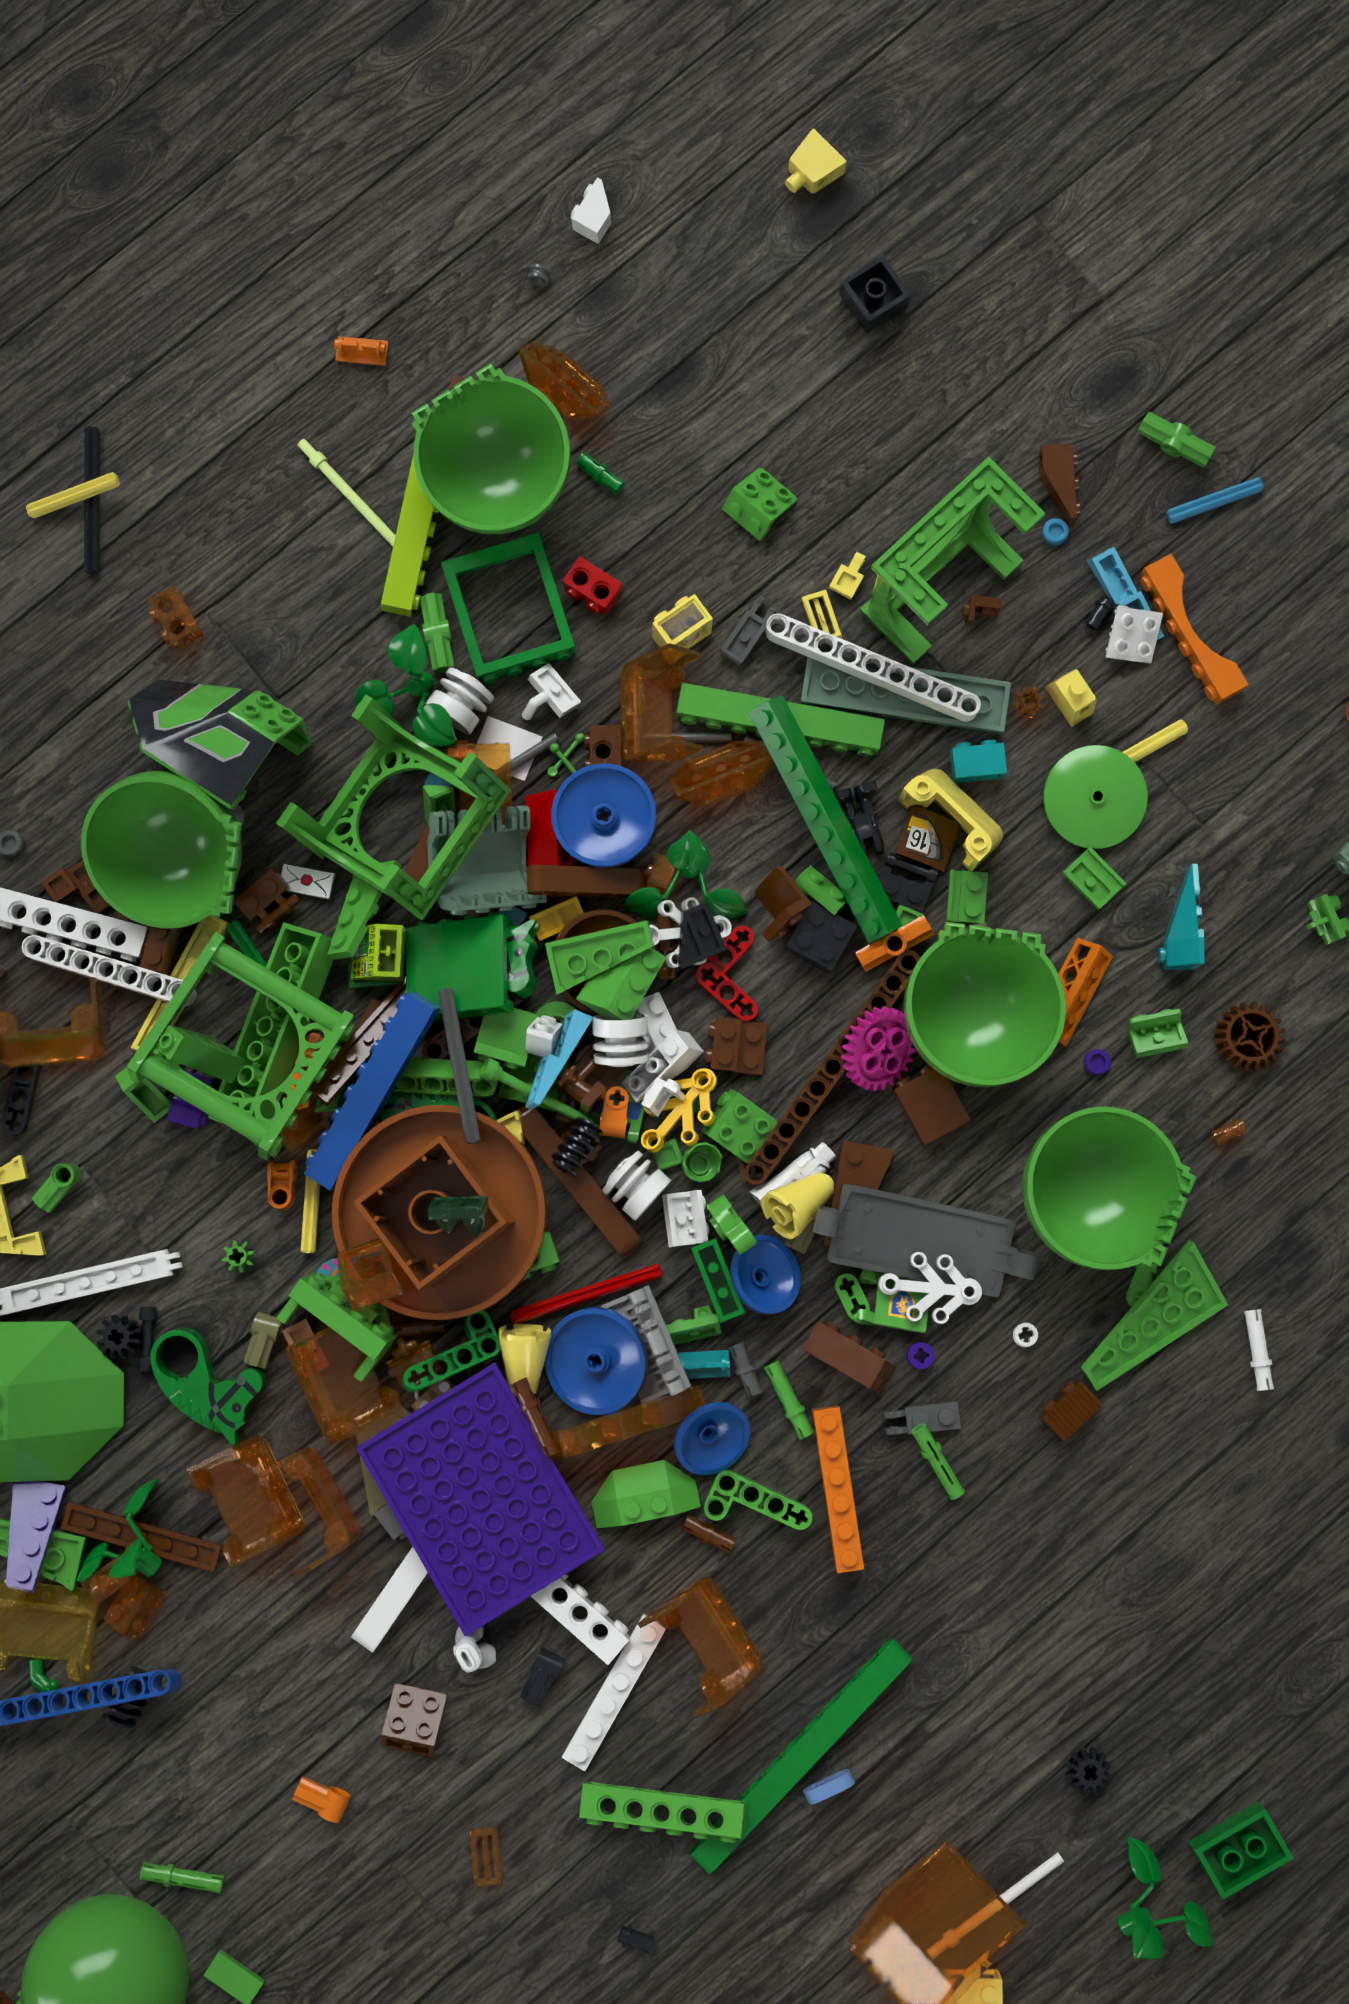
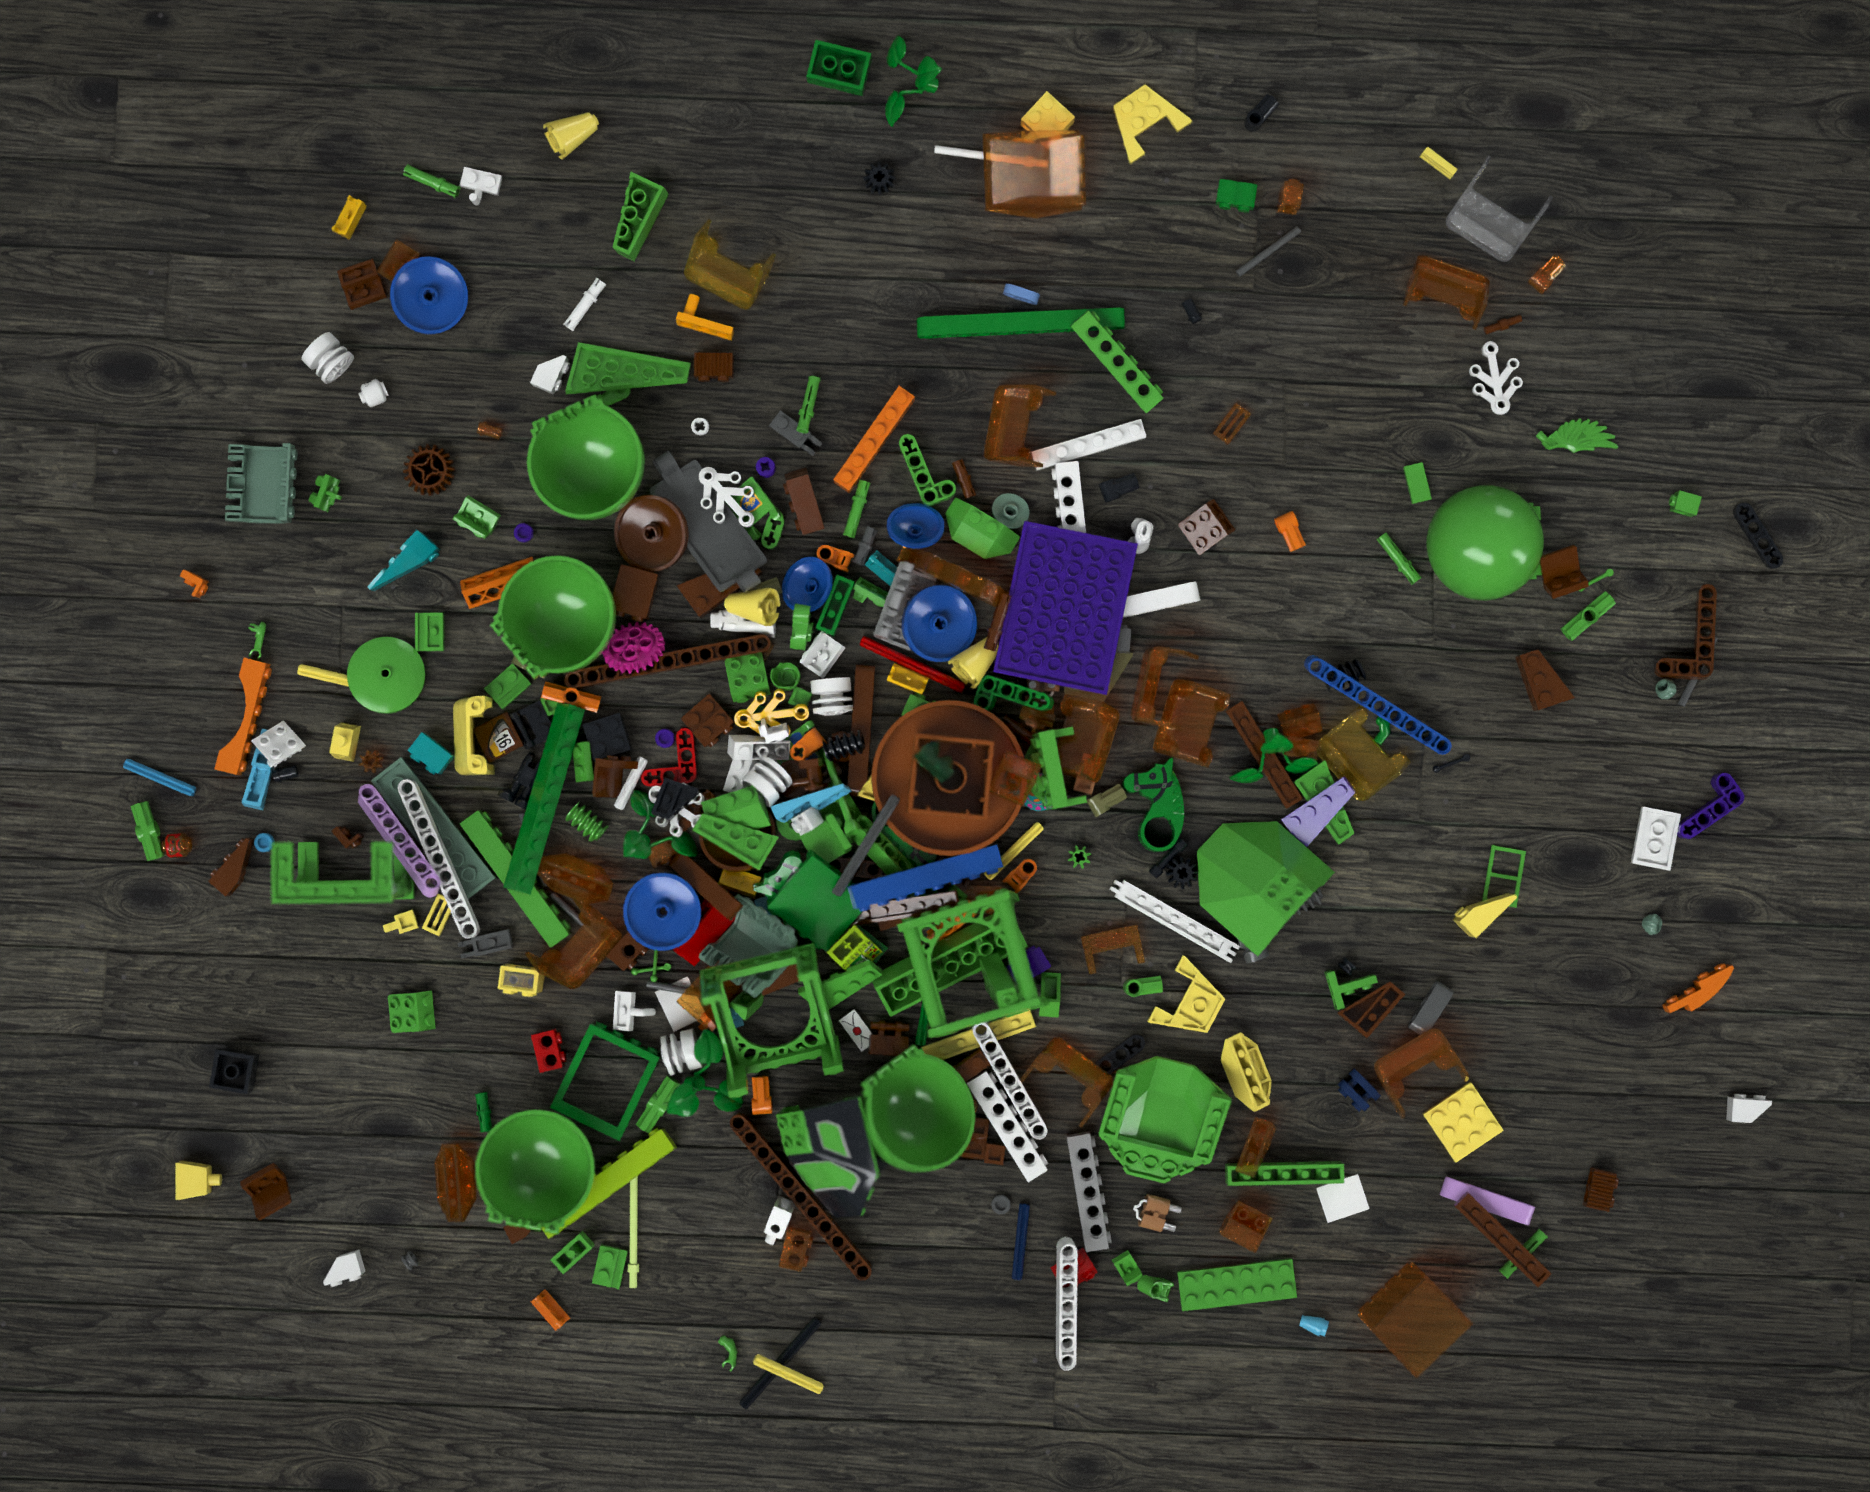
camera: 140 degrees left, 5 degrees up
(130, 1202) = (1111, 940): none -> clear orange plate
(156, 472) = (729, 1344): none -> bright green piece
(205, 665) = (804, 1205): none -> reddish brown beam
(216, 631) = (778, 1219): none -> white torso
(339, 728) = (761, 1096): none -> orange piece
(342, 441) = (610, 1266): none -> bright green plate
(388, 420) = (572, 1252): none -> bright green brick
(576, 1274) = (907, 679): none -> yellow hinge
(632, 1555) = (1013, 504): none -> sand green dish
(733, 215) = (268, 1190): none -> reddish brown bracket
(755, 913) = (630, 784): none -> white axle
(762, 835) = (586, 822): none -> bright green piece
(762, 1330) = (836, 557): none -> orange piece
(764, 990) = (665, 738): none -> dark purple tile
(936, 656) = (400, 849): none -> lavender beam
(974, 1159) = (636, 530): none -> reddish brown dish
(1135, 452) = (177, 845): none -> clear orange head
(1141, 1433) = (690, 321): none -> light orange piece
(1152, 1512) = (722, 275): none -> clear yellow windscreen
(1225, 1245) = (549, 374): none -> white slope
(1258, 727) = (260, 632): none -> bright green piece
(1295, 1496) = (638, 215): none -> bright green wedge

